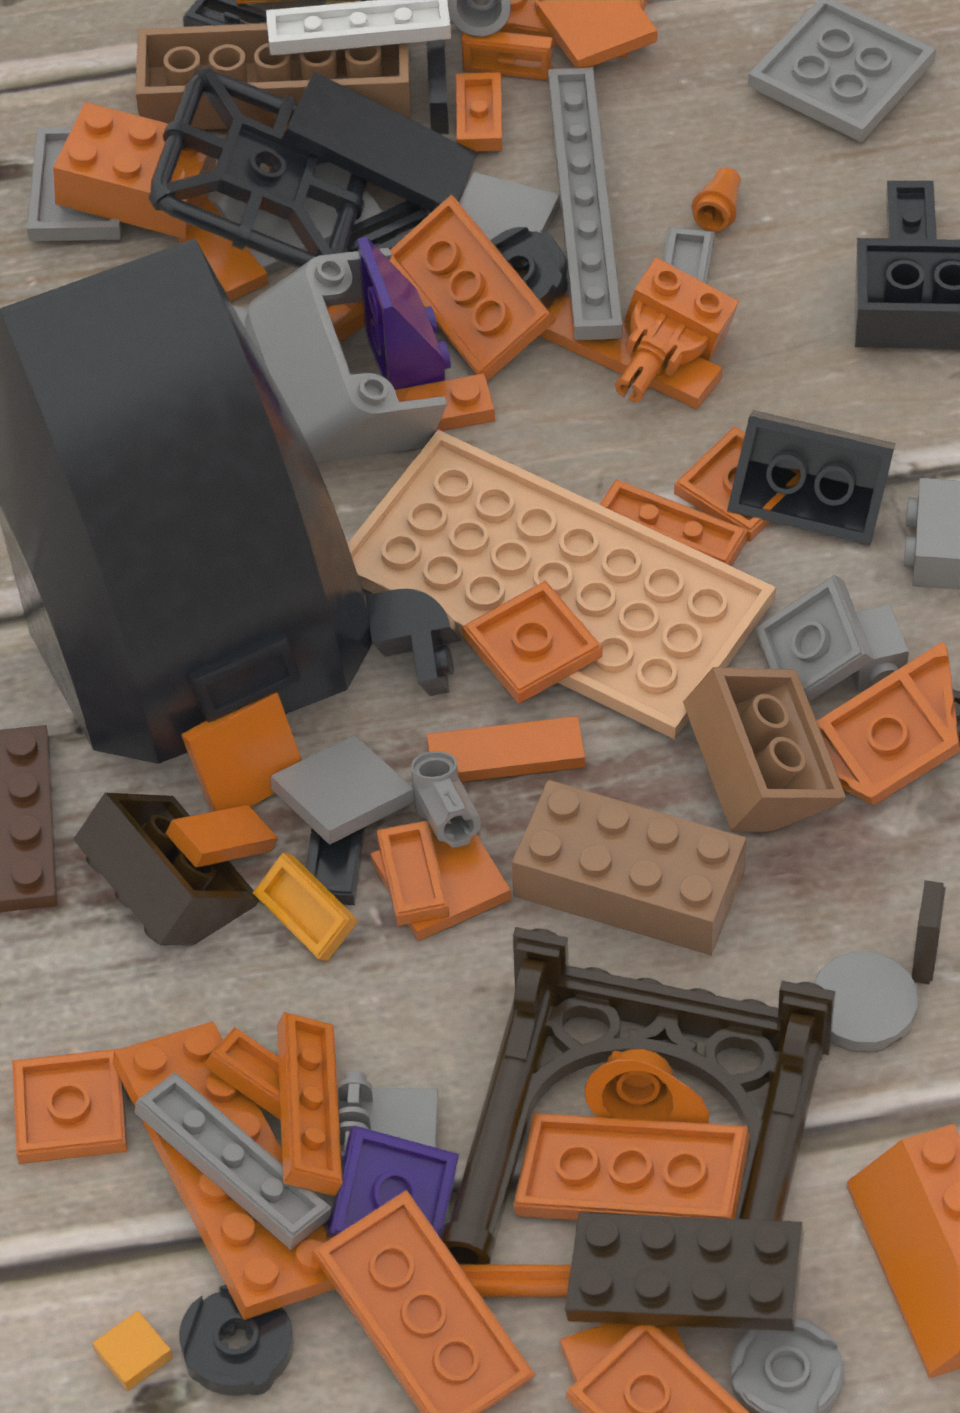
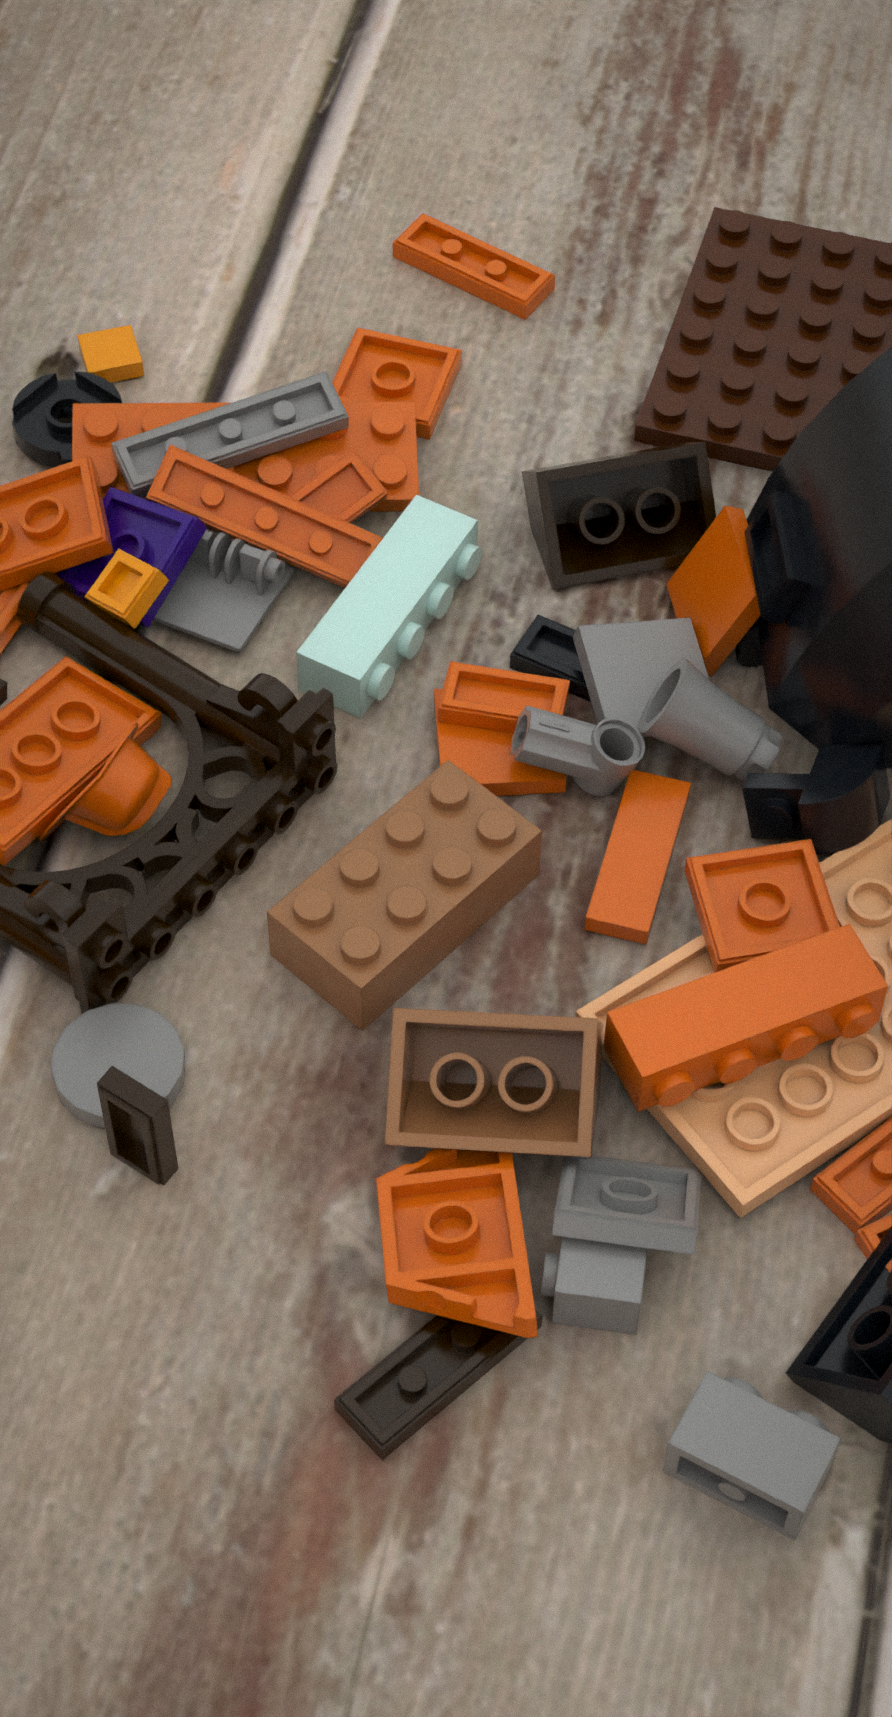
camera: 110 degrees right, 0 degrees up
(221, 835) = (631, 556): orange tile -> none
(305, 906) = (514, 606): light orange tile -> none
(349, 989) = (389, 605): none -> light aqua brick
(382, 727) = (708, 723): none -> light grey plant
(441, 1165) = (127, 588): none -> light orange tile
(641, 610) = (744, 1018): none -> orange brick

